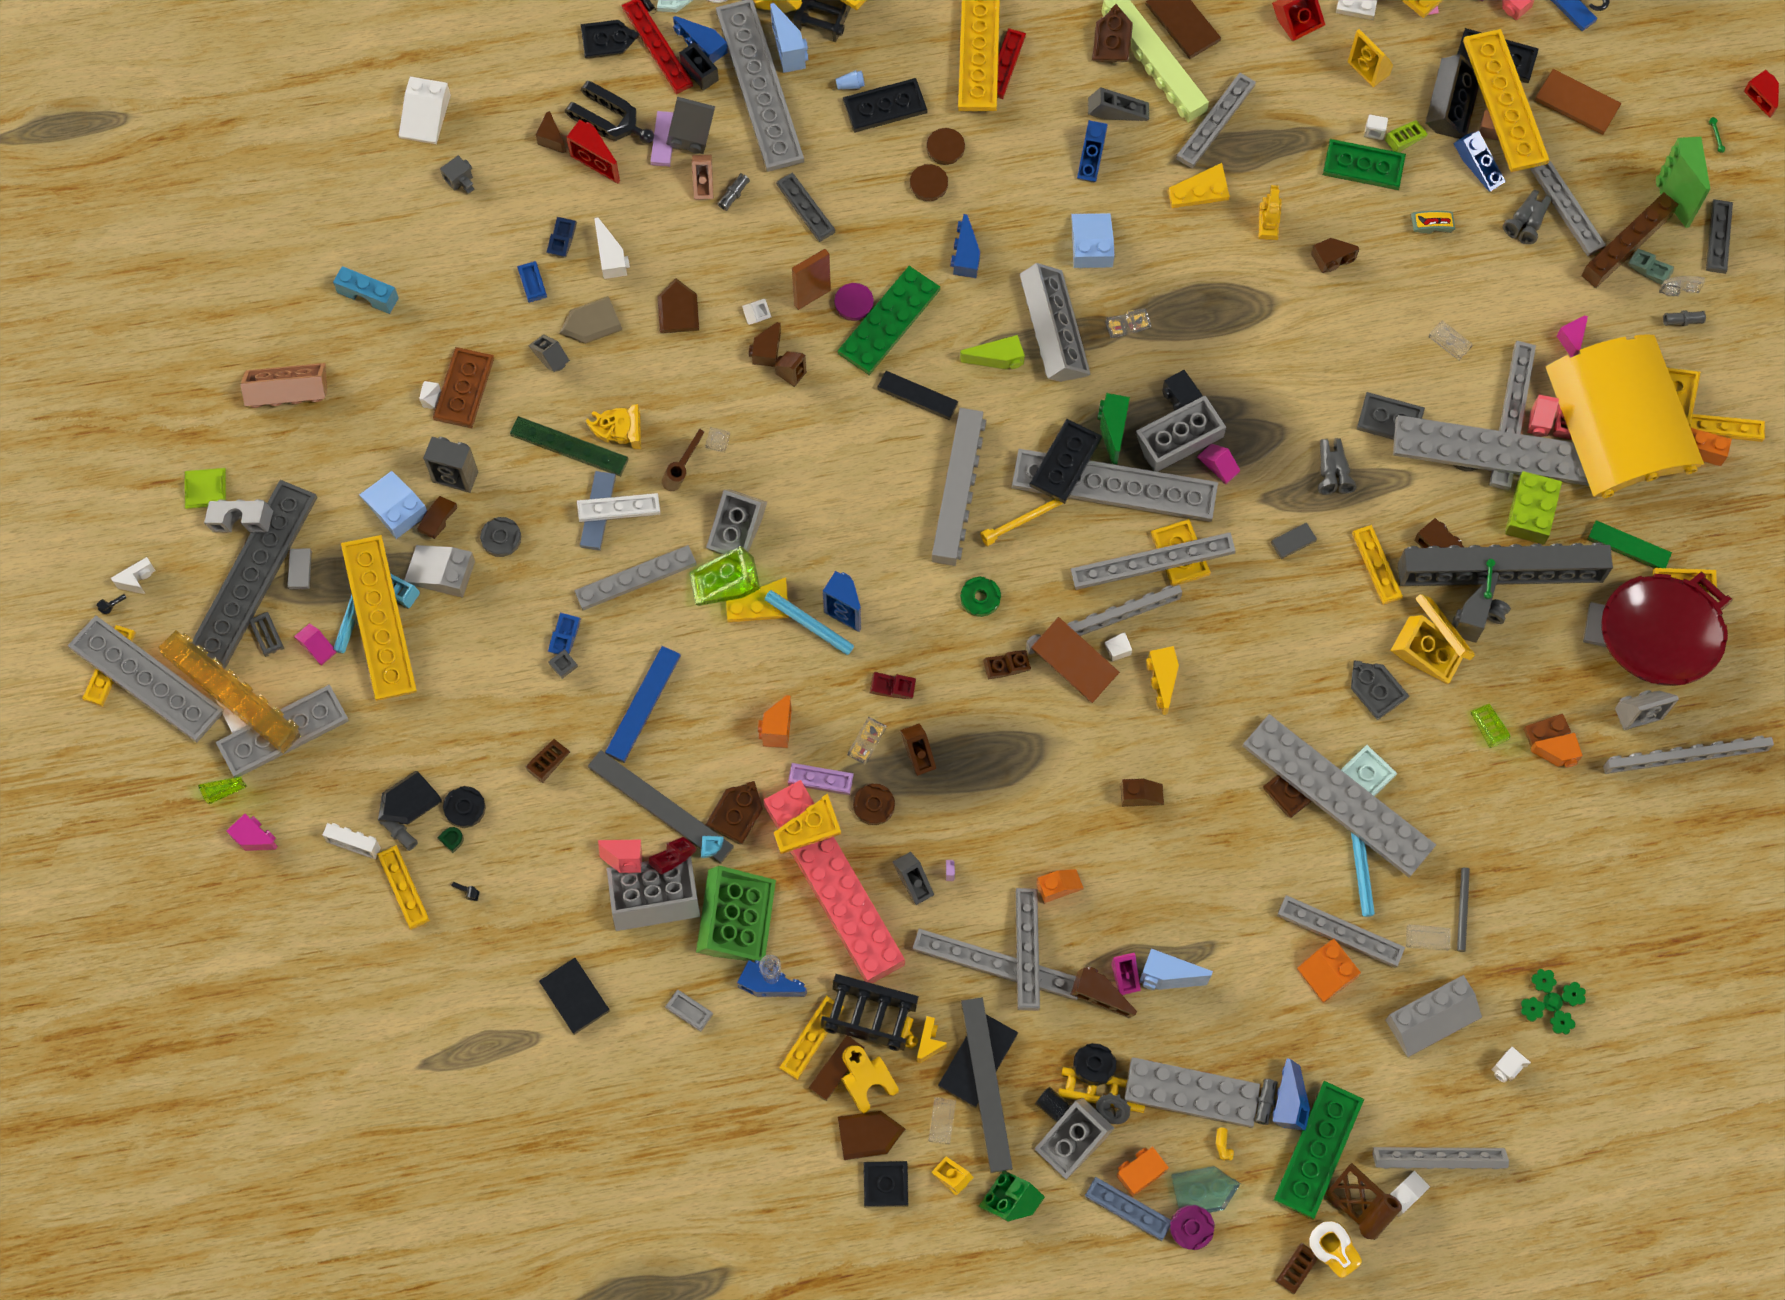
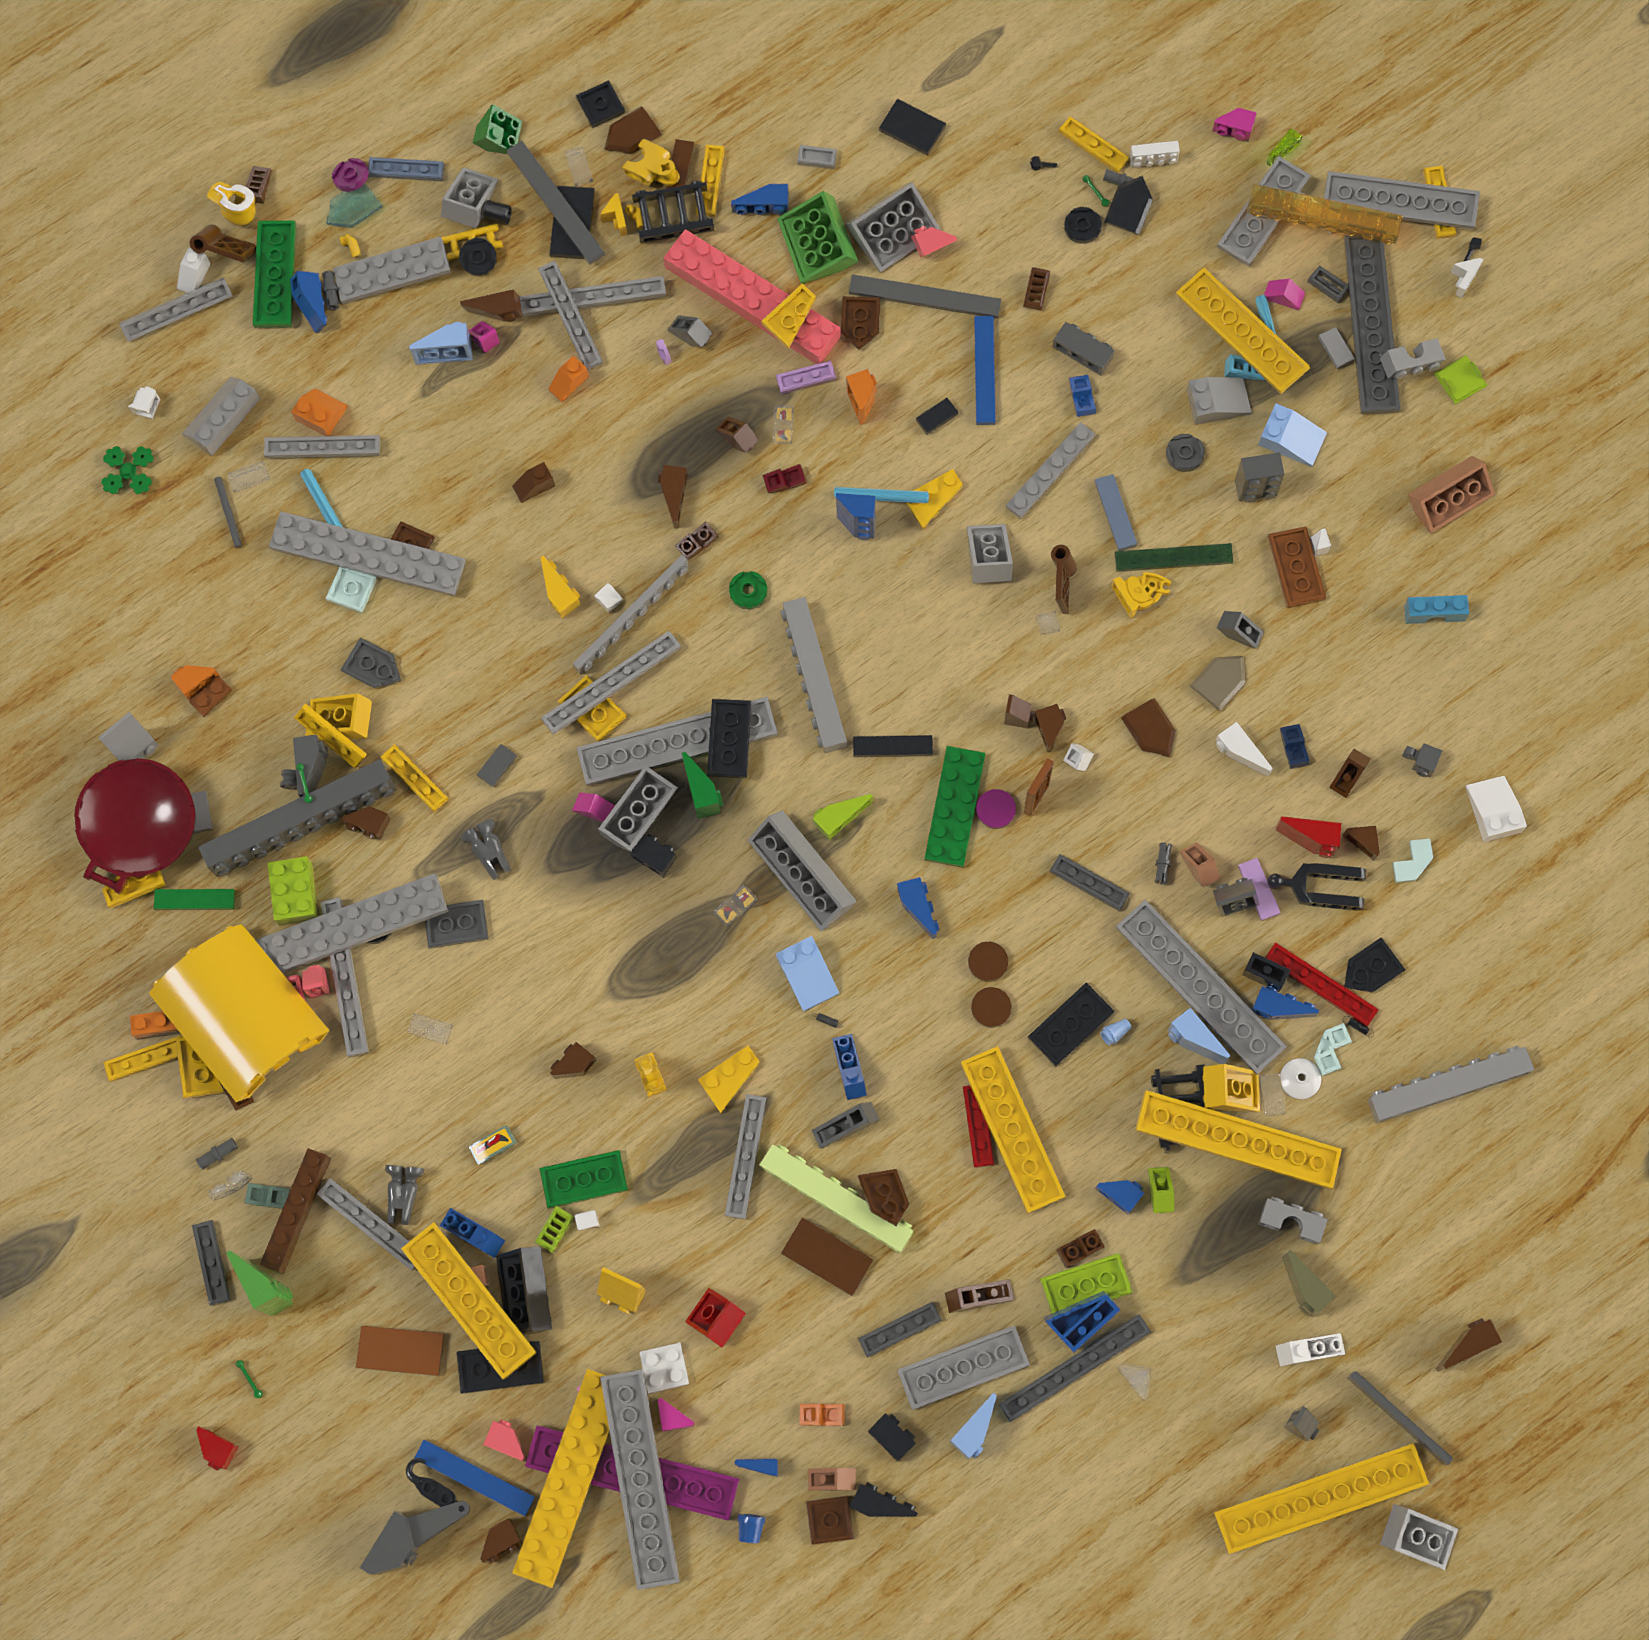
camera: 160 degrees right, 5 degrees up
(429, 821) = (1105, 202): none -> green hinge
(435, 518) = (1247, 439): reddish brown slope -> none
(451, 838) = (1078, 197): dark green tile -> none
(525, 97) = (1421, 856): none -> light aqua tile
(527, 191) = (1350, 773): none -> reddish brown slope
(532, 281) = (1296, 692): blue tile -> none
(536, 677) = (1083, 348): none -> dark grey brick
(563, 664) = (1067, 365): dark grey tile -> none
(618, 507) = (1098, 519): white tile -> none
(673, 856) = (892, 260): dark red slope -> none
(711, 845) = (866, 280): medium azure tile -> none
(714, 680) = (936, 416): none -> black tile
(725, 578) = (972, 498): clear neon green slope -> none
(770, 962) = (762, 190): clear axle -> none
(874, 804) = (751, 377): reddish brown tile -> none
(952, 1175) = (550, 127): yellow slope -> none
(989, 536) = (764, 645): yellow piece -> none
(1004, 726) = (673, 486): none -> reddish brown slope
(1075, 660) = (639, 563): dark orange tile -> none
(1093, 197) = (827, 1020): none -> dark grey piece
(1118, 1117) = (447, 228): dark grey gear -> none
(1141, 1171) = (405, 196): orange brick -> none
(1500, 727) = (245, 670): clear neon green slope -> none
(1572, 335) = (315, 1084): dark pink slope -> none
(1694, 753) = (77, 727): light grey plate -> none

